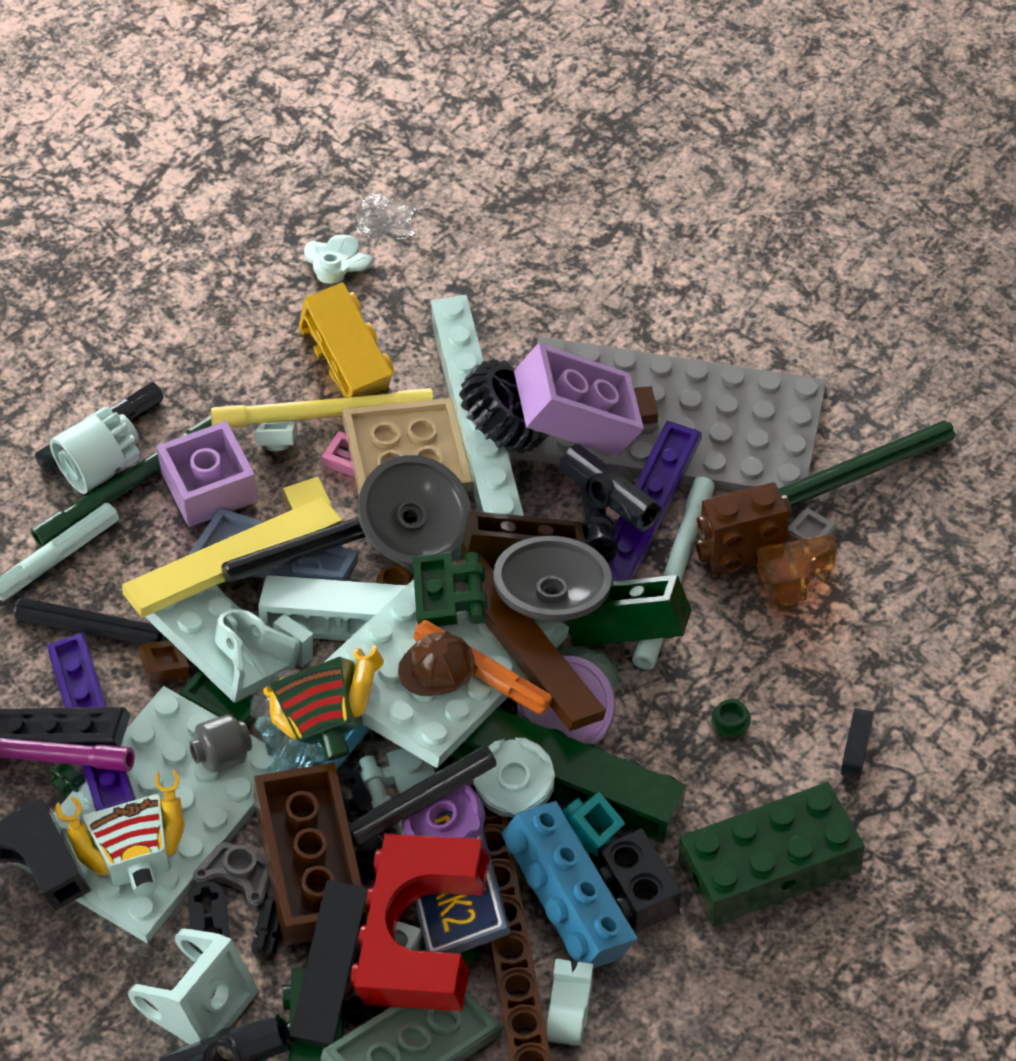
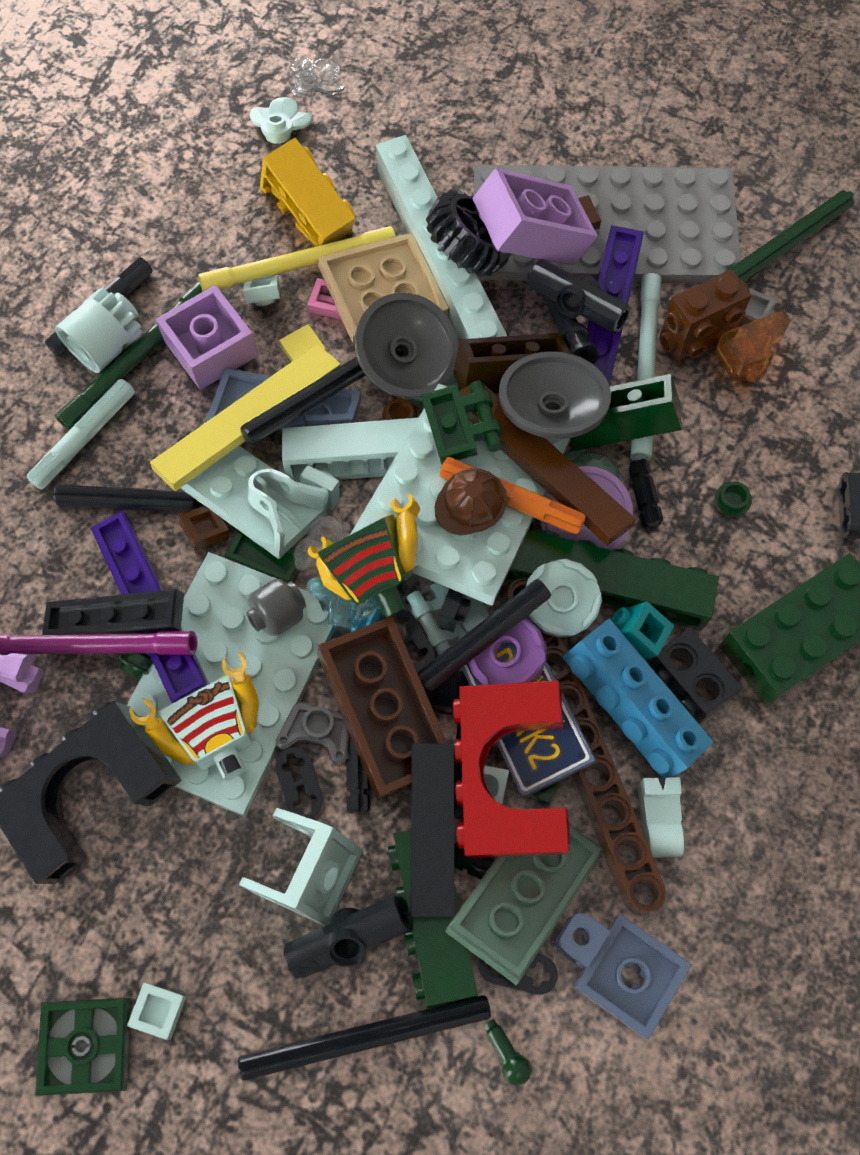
camera: 10 degrees left, 15 degrees up
(401, 772) = (454, 609): none -> black plate
(638, 699) = (645, 493): none -> black axle

